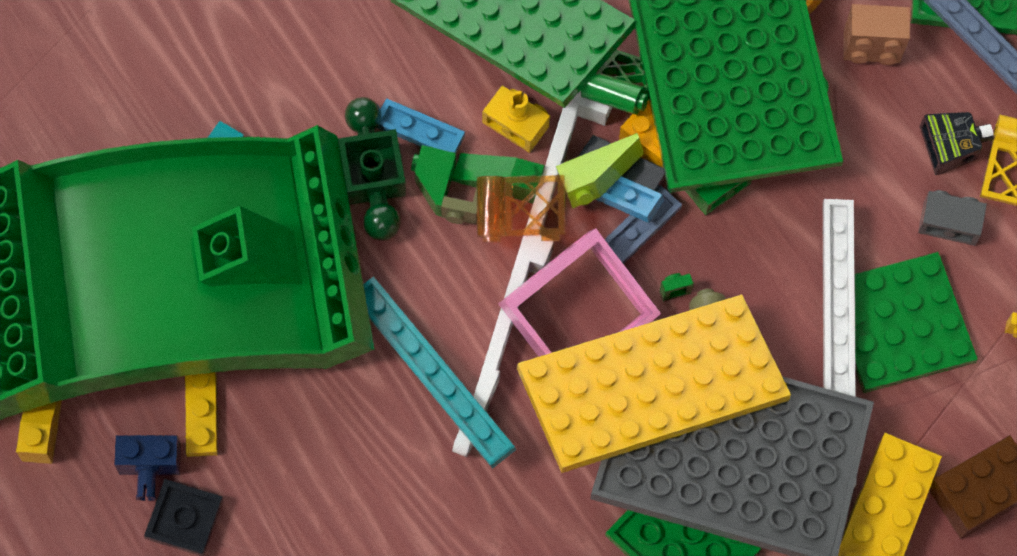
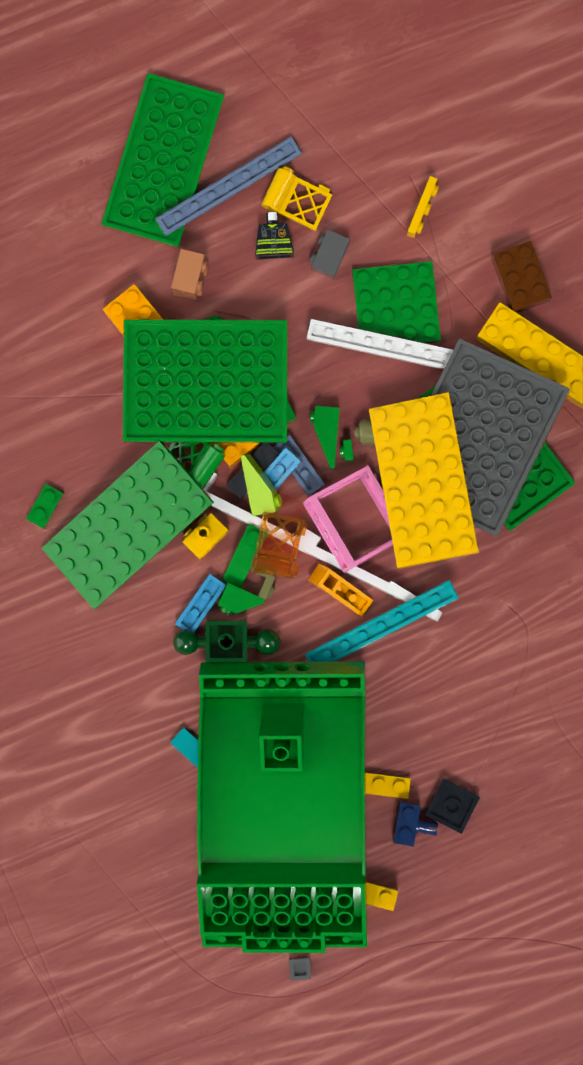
camera: 70 degrees left, 15 degrees up
(473, 310) = (340, 589): none -> light orange slope
(702, 253) = (326, 430): none -> green slope

